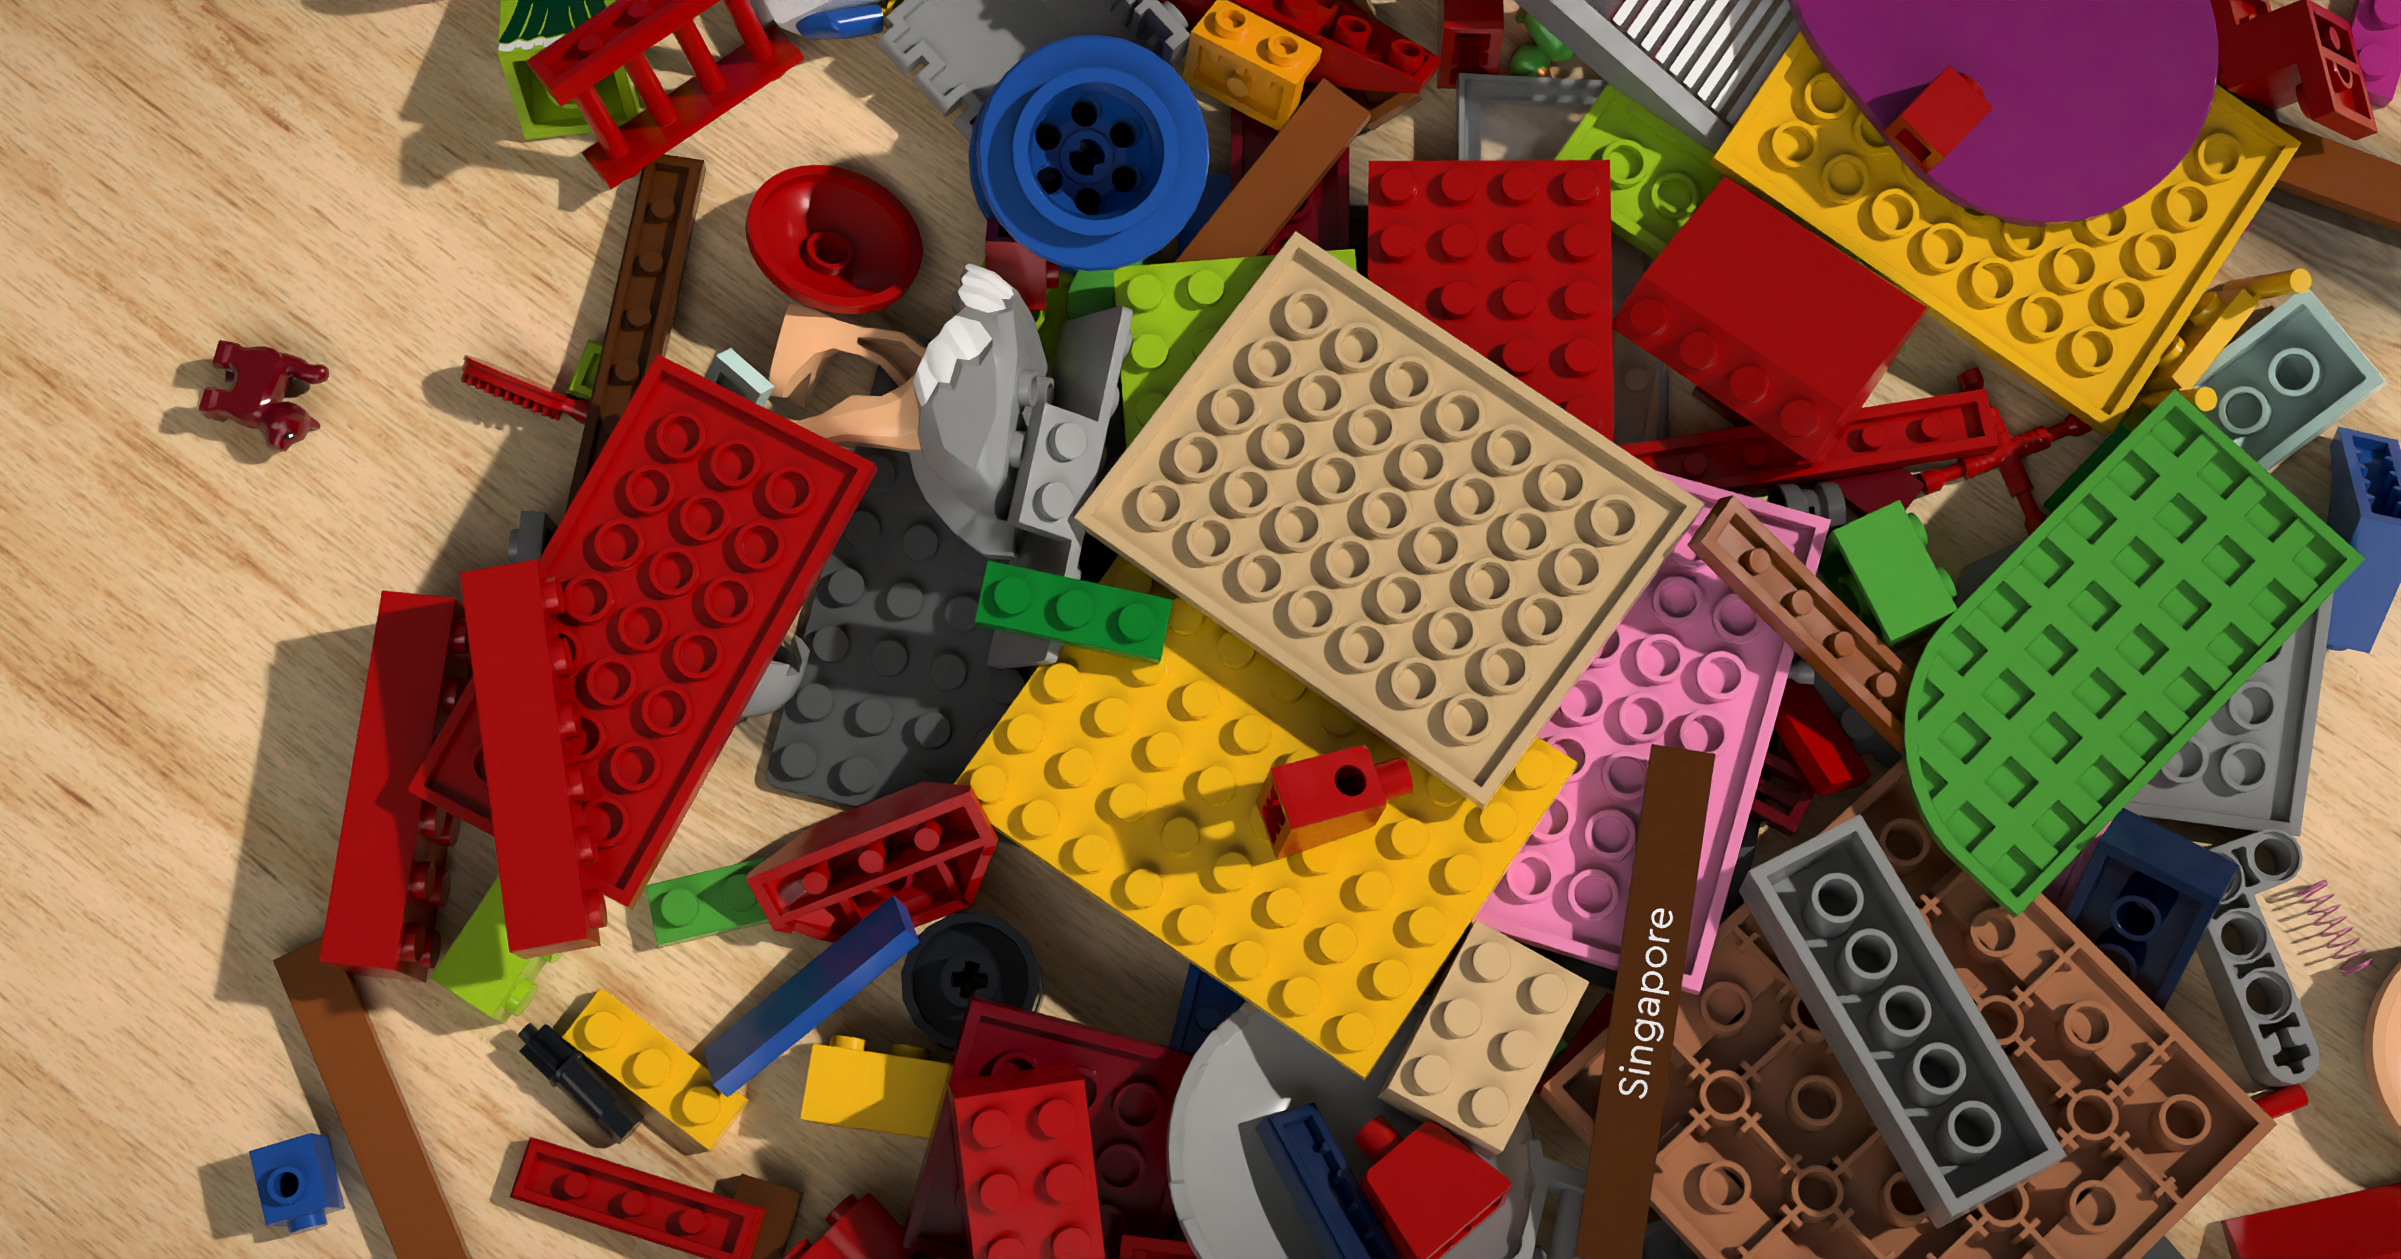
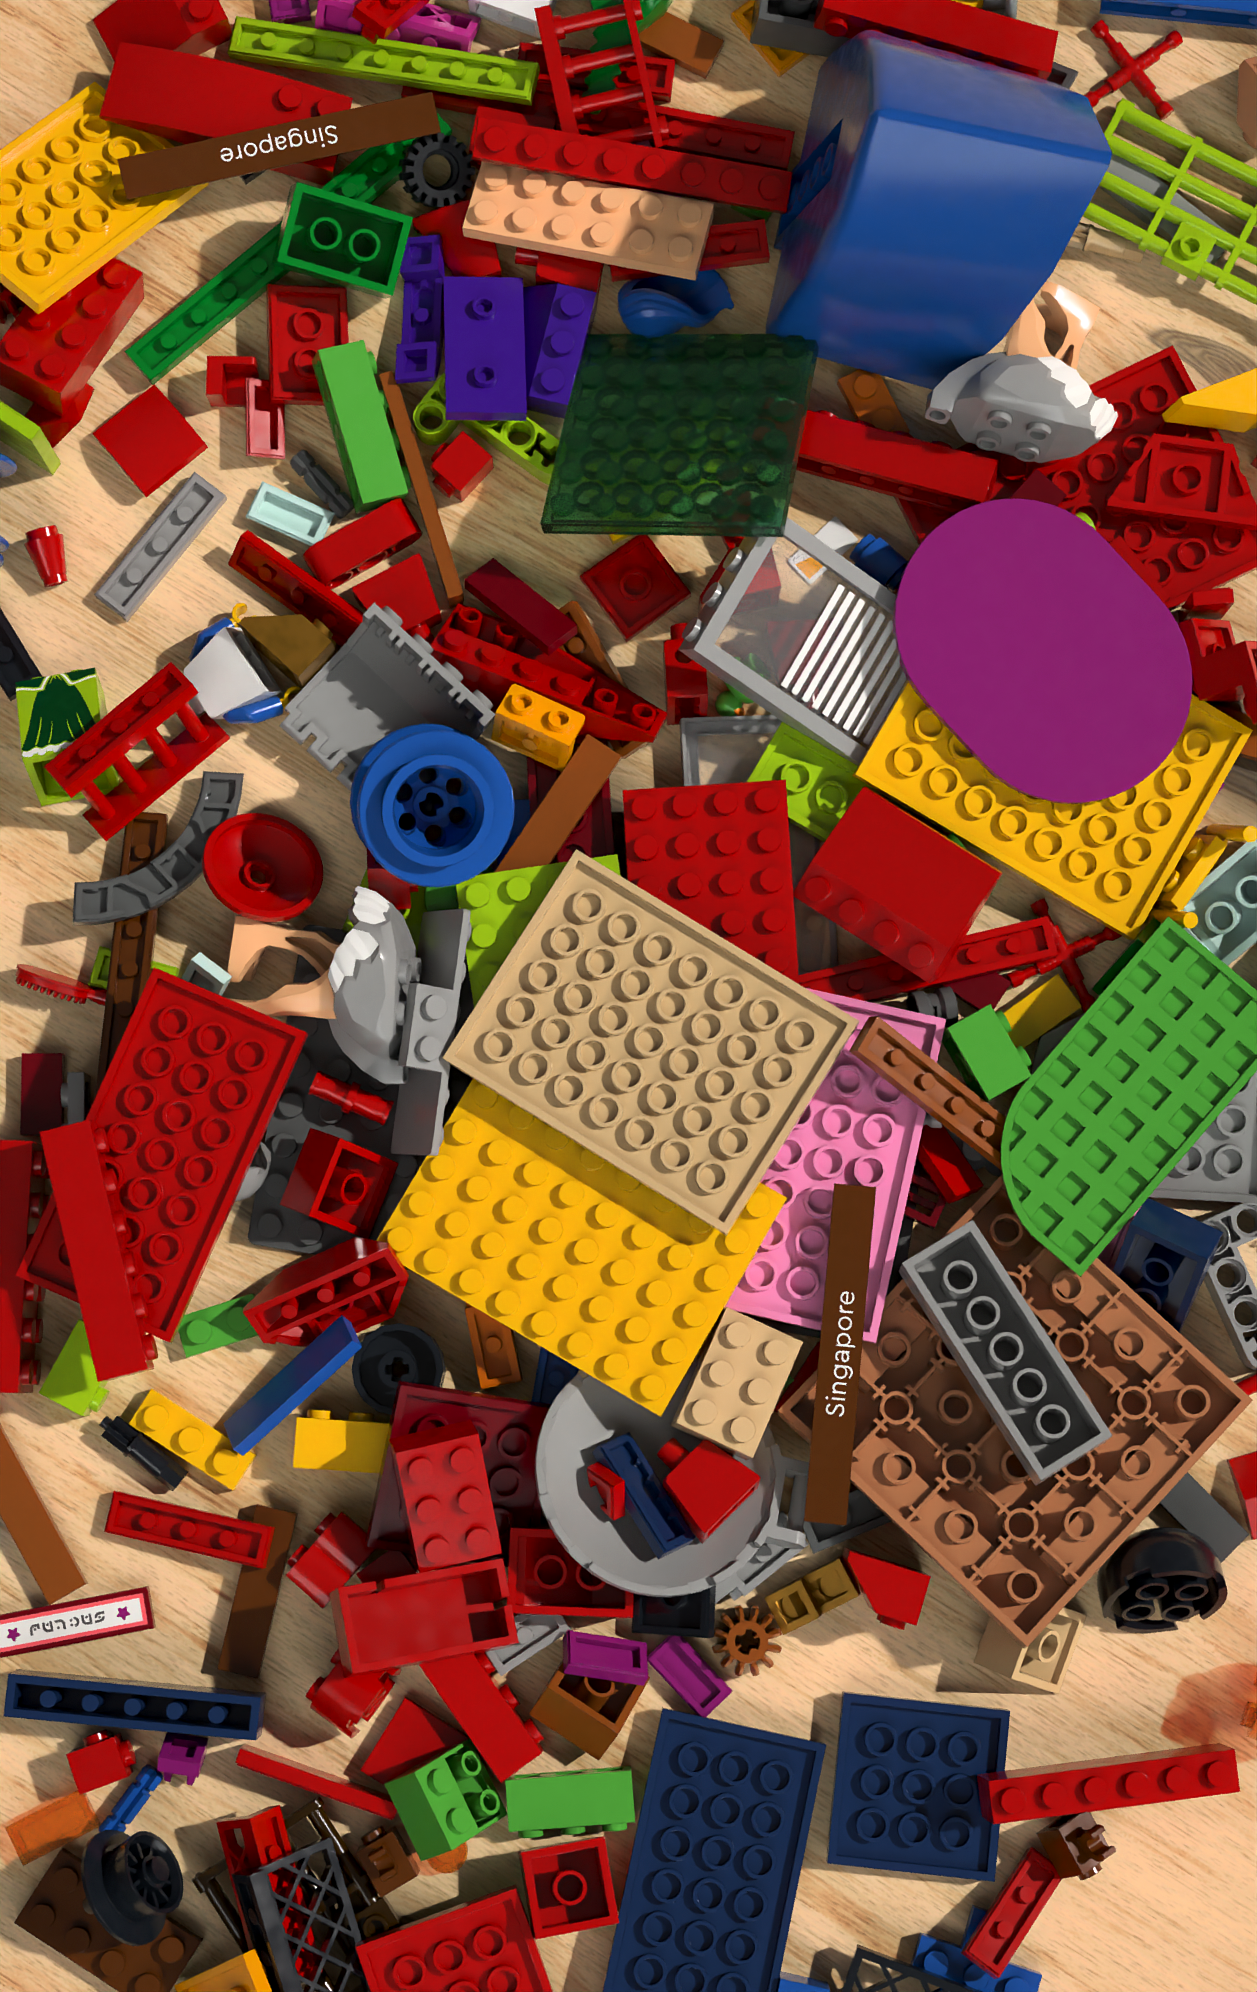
camera: 10 degrees left, 5 degrees up
(481, 530) = (41, 1092): none -> dark red tile
(694, 241) = (168, 873): none -> dark grey tile
(906, 701) = (339, 1183): none -> red slope
(929, 576) = (351, 1097): none -> red pin
(1073, 612) = (446, 1122): green plate -> none
(1116, 964) = (493, 1350): none -> orange hinge
(1280, 1185) = (610, 1488): none -> red tile
(1306, 803) = (609, 1245): red torso -> none
(1939, 118) = (1004, 741): red brick -> none
(1972, 527) = (1040, 1011): none -> yellow tile

